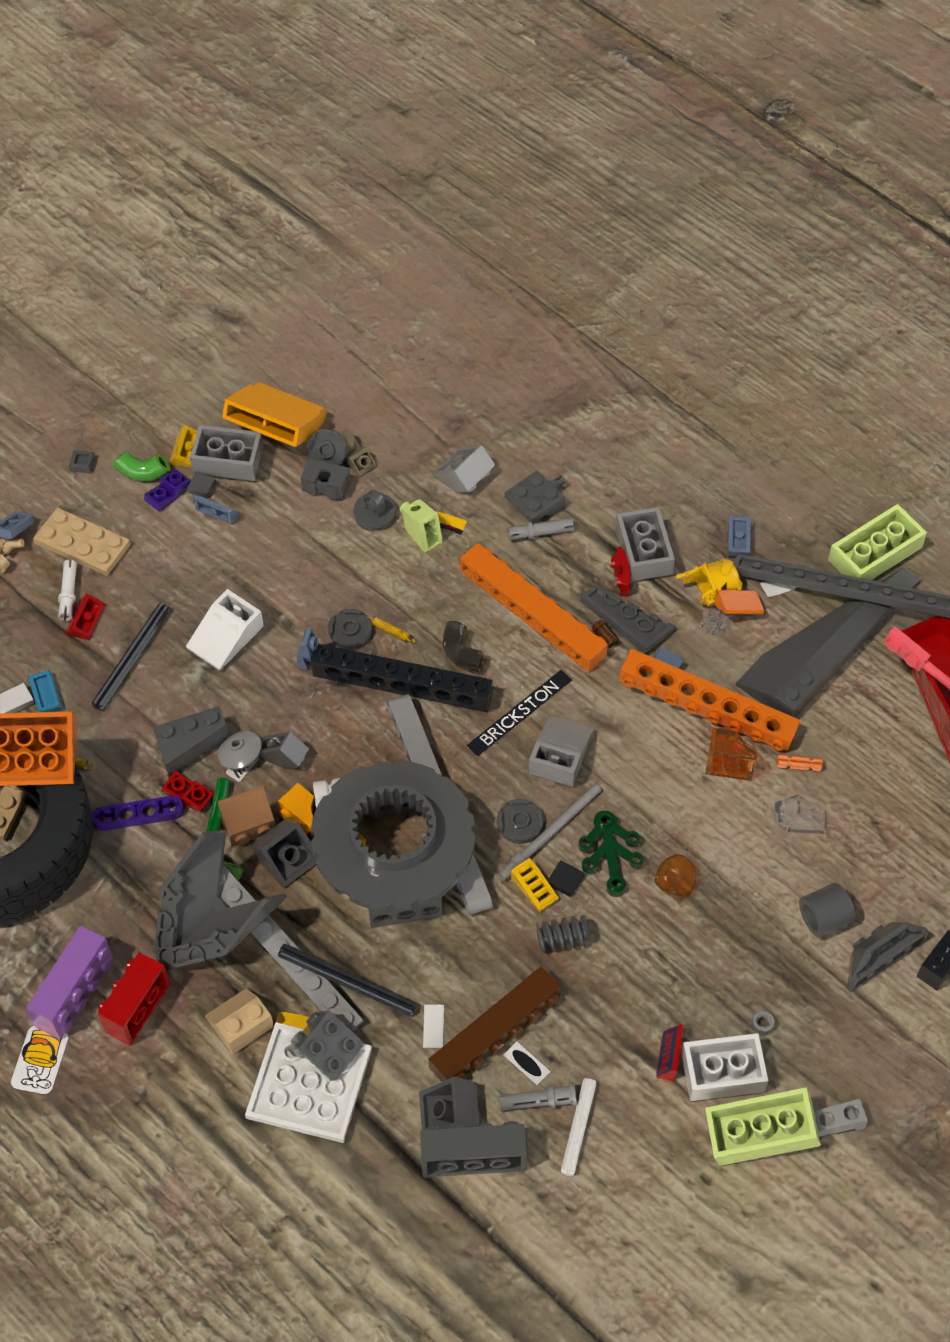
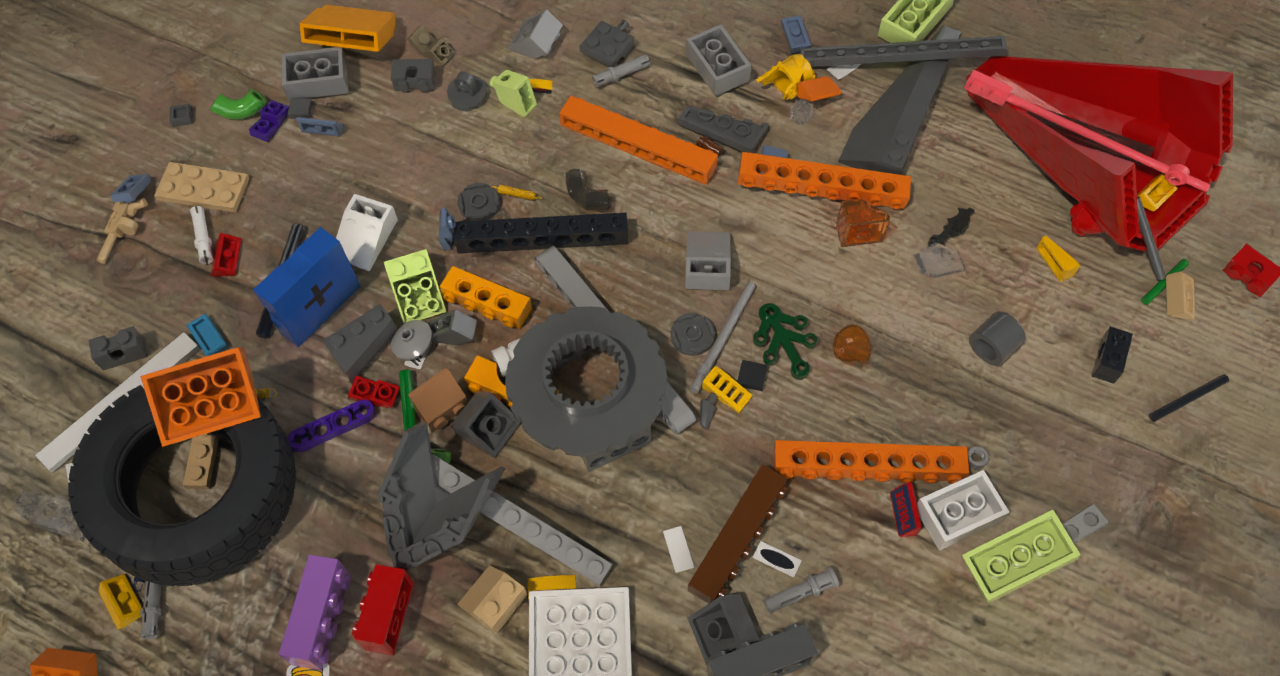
camera: 15 degrees left, 5 degrees up
(154, 671) = (308, 287): none -> blue tile
(183, 447) = (273, 79): yellow slope -> none
(259, 698) = (415, 286): none -> yellowish green slope
(321, 717) = (479, 288): none -> light orange brick
(326, 1044) = (585, 599): dark grey bracket -> none
(327, 446) = (406, 45): dark grey tile -> none
(347, 979) = (585, 530): black axle -> none
(508, 899) = (707, 410): none -> dark grey bar
(519, 713) = (656, 237): black sticker -> none
(562, 933) = (768, 426): dark grey piece -> none
(578, 1127) = (847, 607): white axle -> none
(621, 571) = (705, 88): red slope -> none
(643, 984) = (953, 457): none -> orange brick
(799, 762) = (920, 214): orange axle -> none
(831, 785) = (955, 226): none -> pearl dark grey piece
(882, 949) = (1054, 362): dark grey wedge -> none
(926, 849) = (1057, 259): none -> yellow slope

